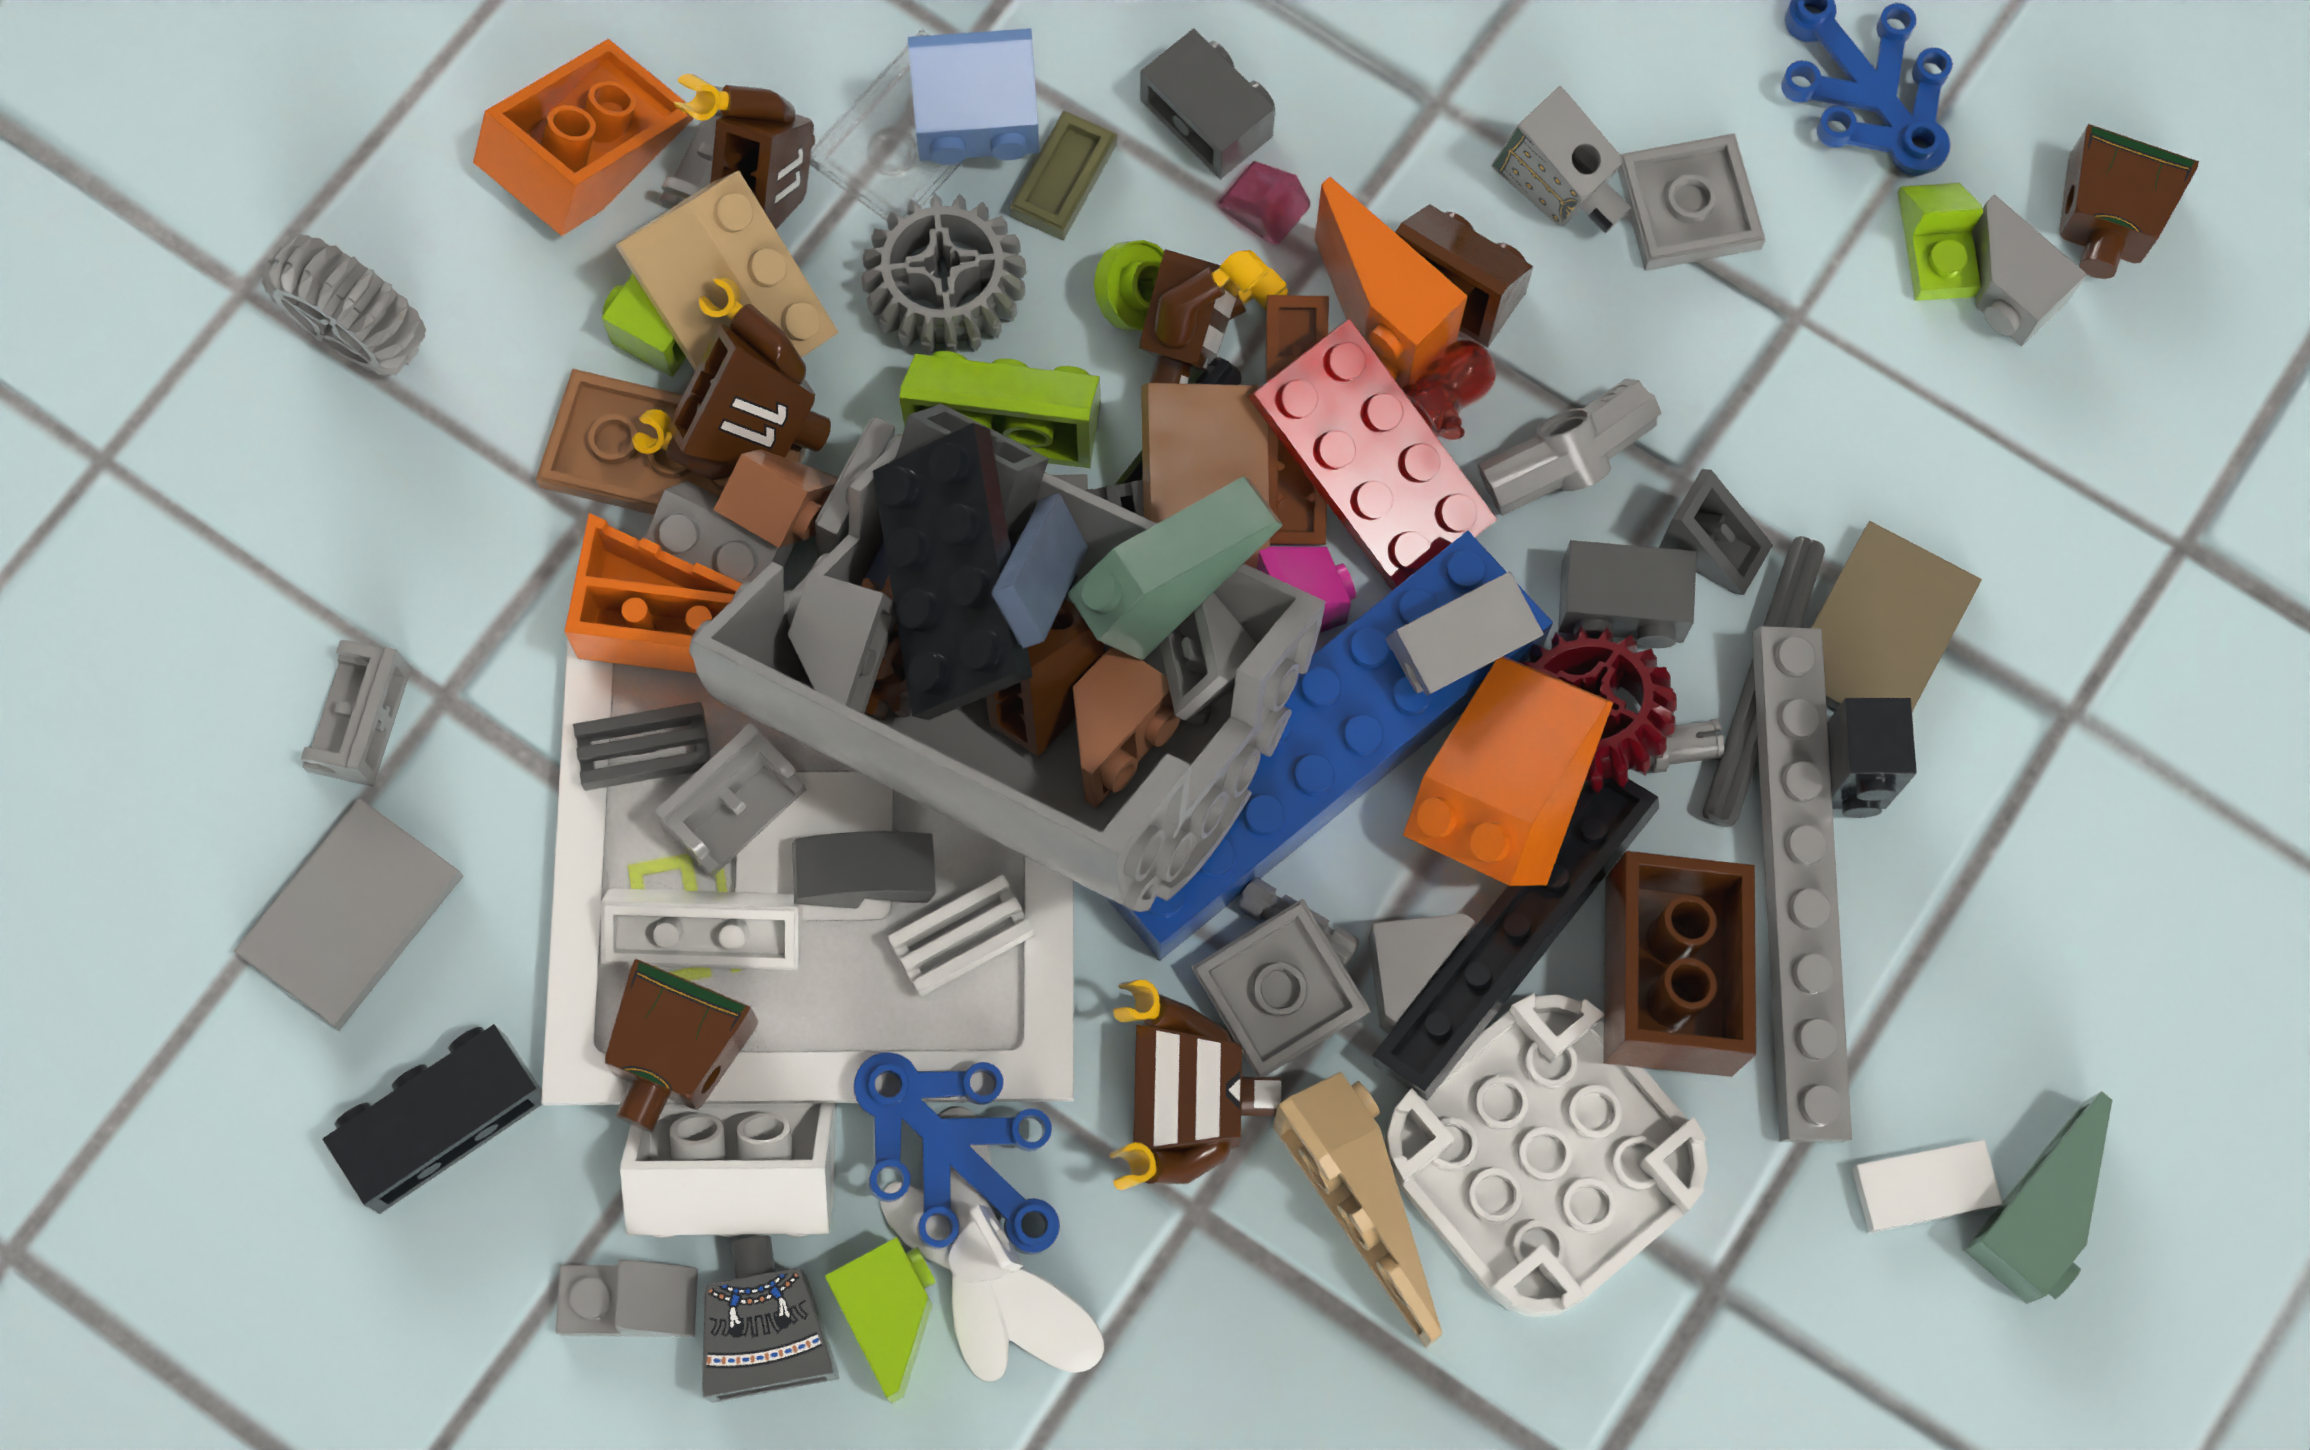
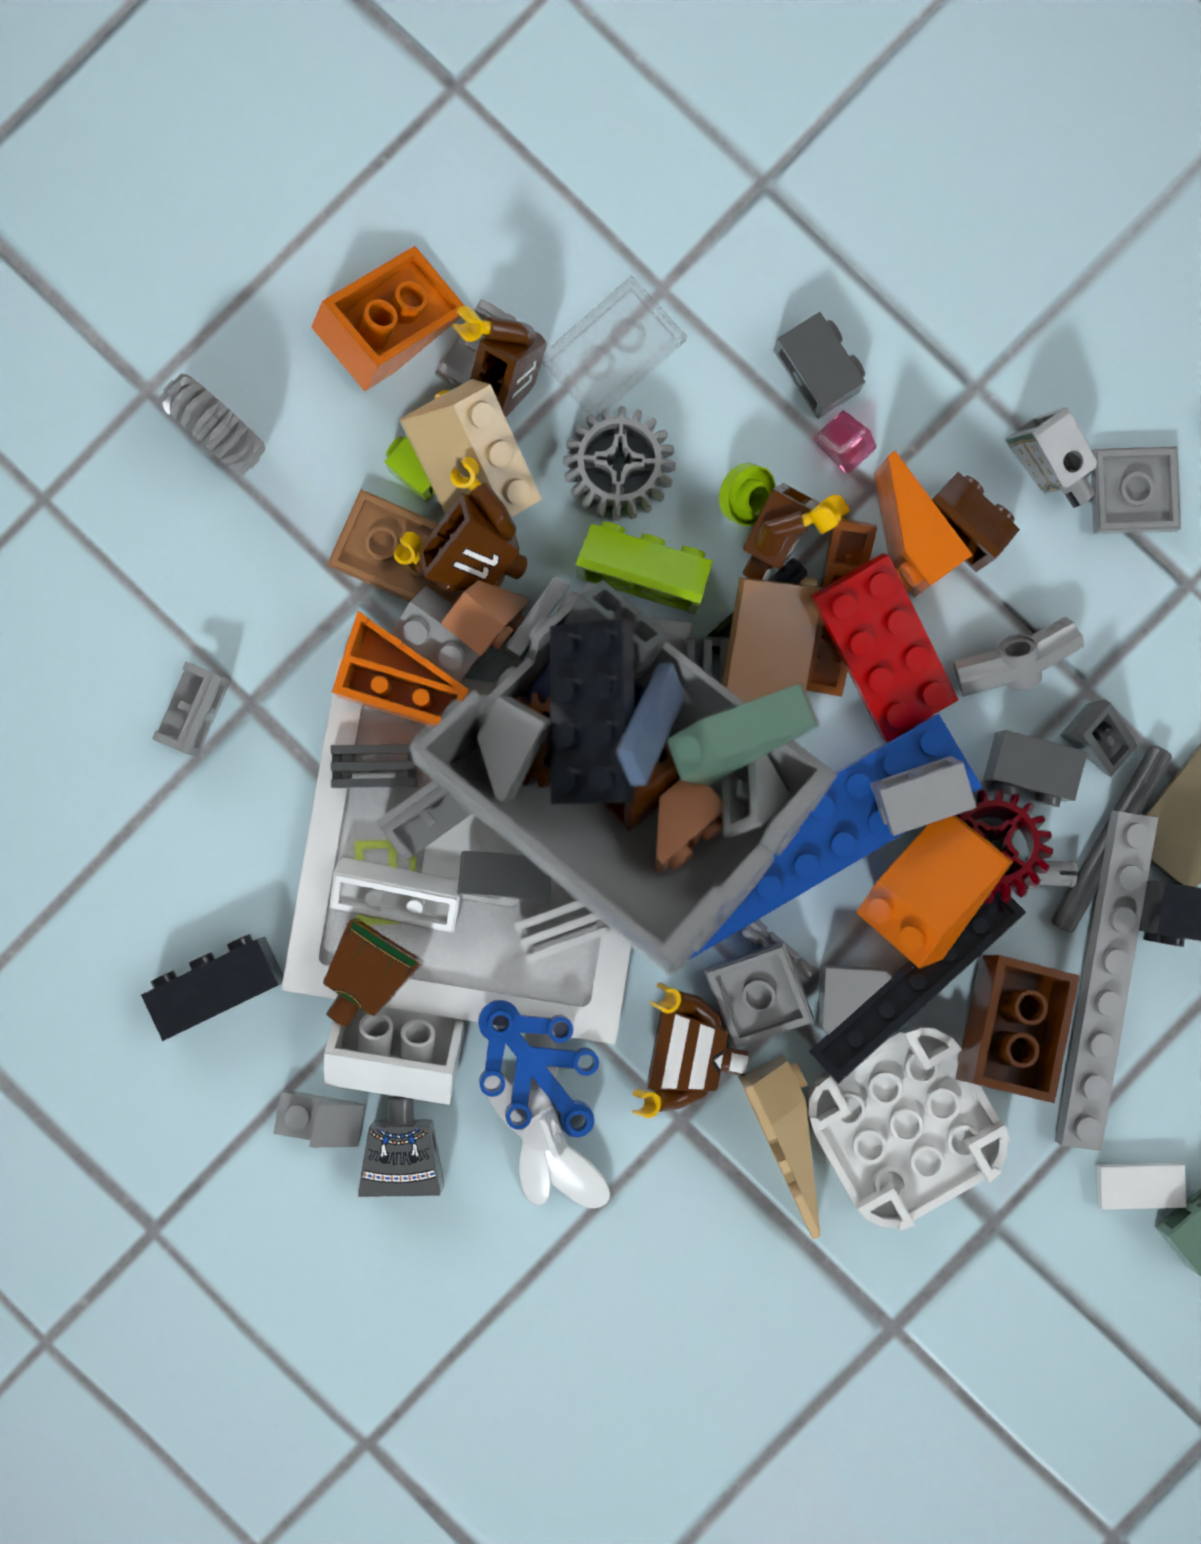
camera: 10 degrees right, 15 degrees up
(349, 913) = (173, 841): light grey tile -> none
(886, 1309) = (477, 1155): lime slope -> none
(974, 95) = (660, 342): slope -> none
(1063, 175) = (711, 399): olive tile -> none
(1315, 573) = (831, 735): dark pink slope -> none
(1451, 383) = (946, 599): clear red animal -> none

